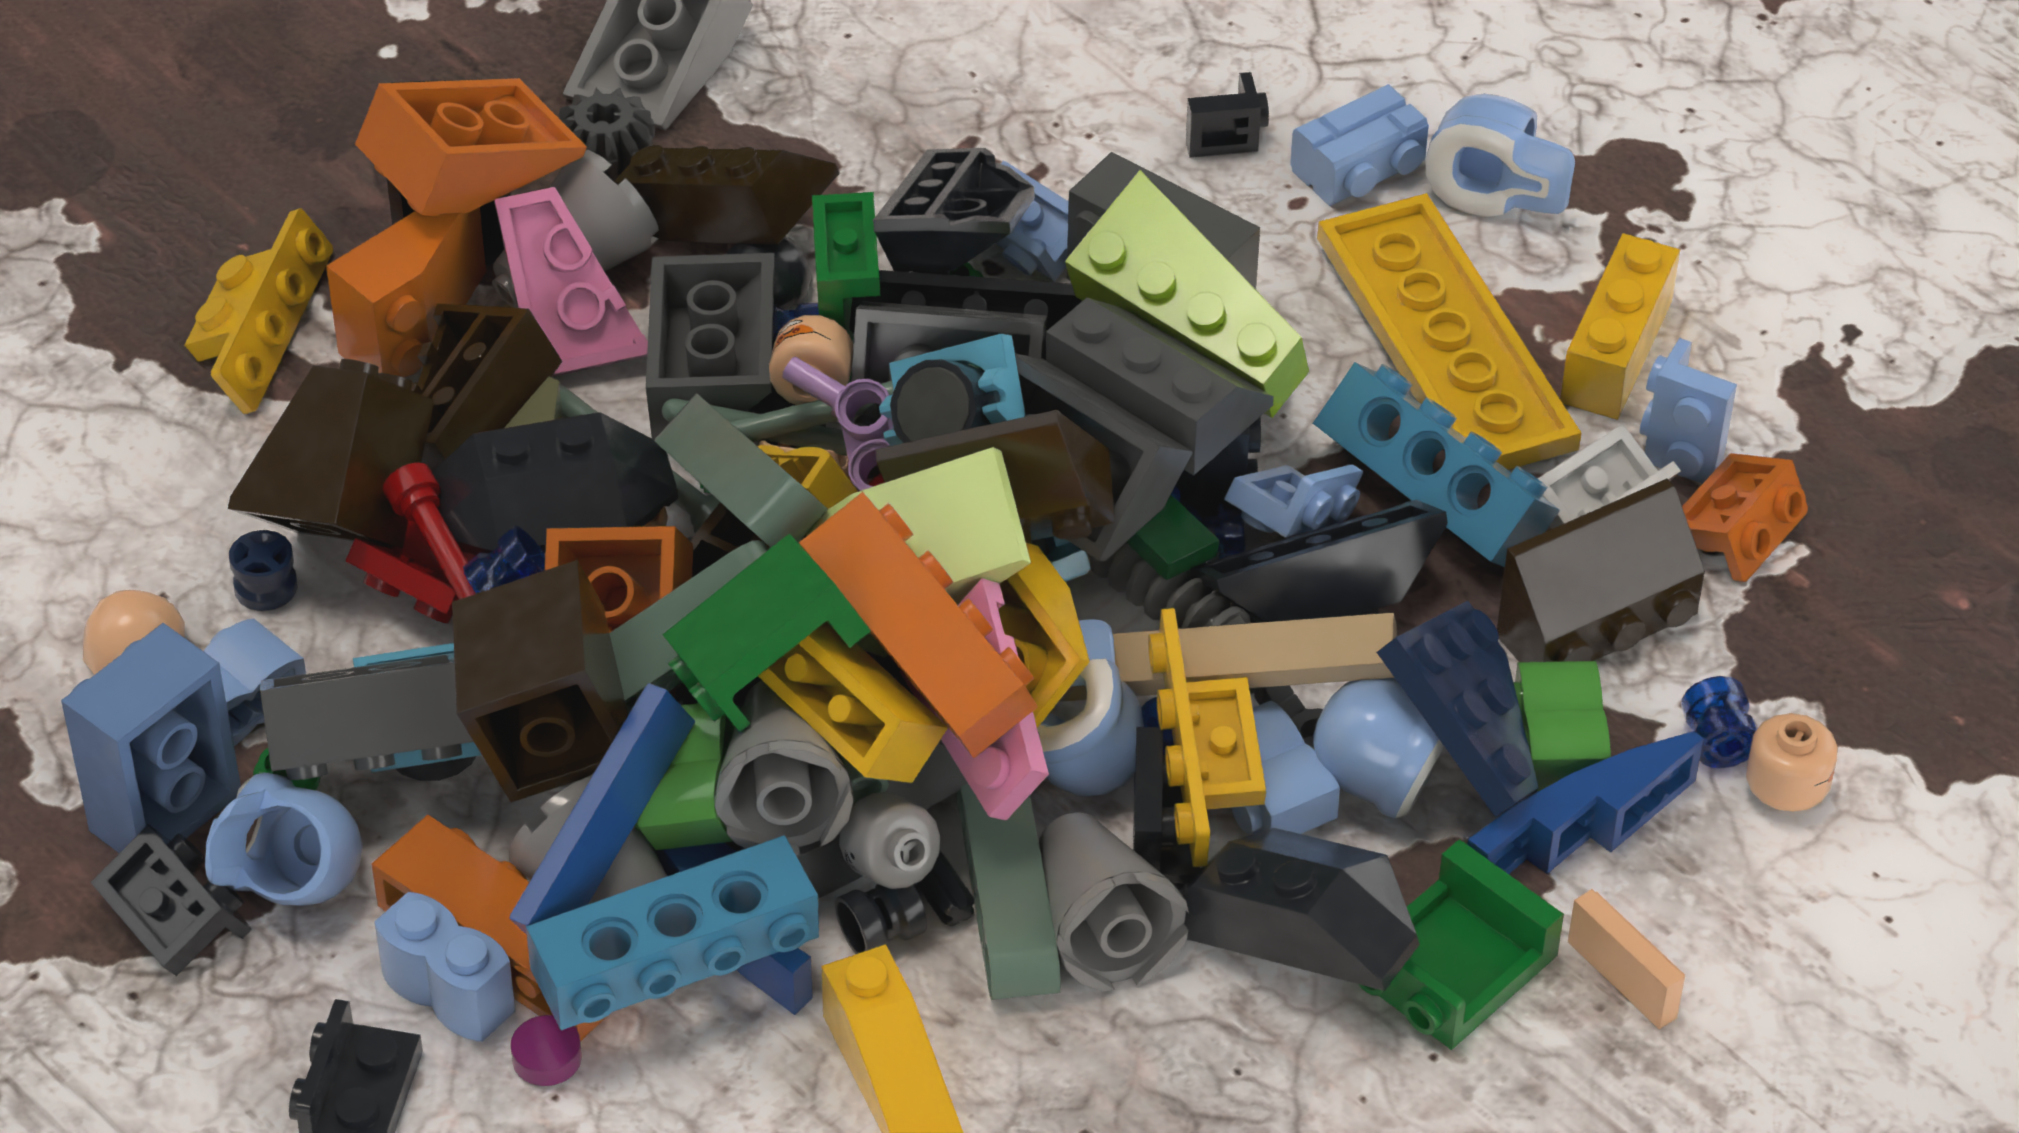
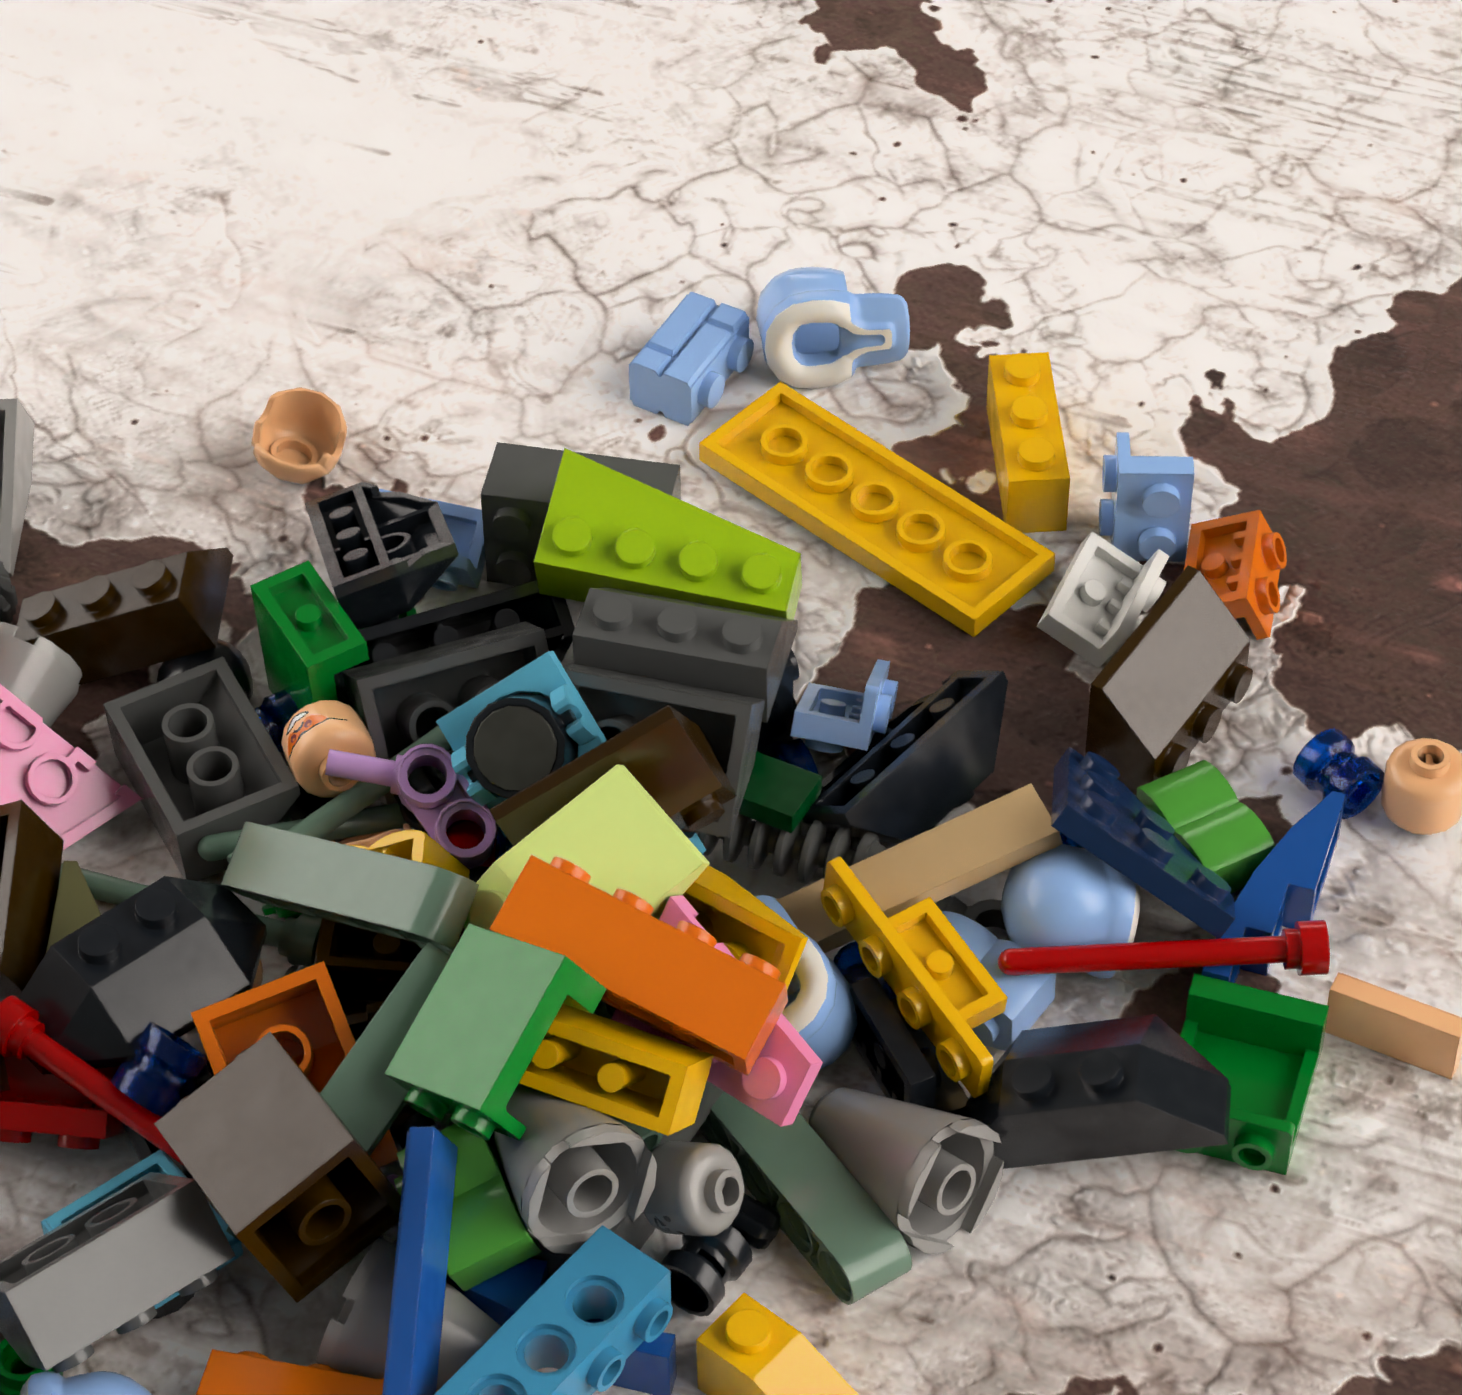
camera: 25 degrees left, 0 degrees up
(969, 93) = (299, 435): none -> light nougat hair
(1227, 121) = (554, 379): black bracket -> none
(1360, 421) = (854, 617): dark azure brick -> none
(1564, 852) = (1298, 948): none -> red piece

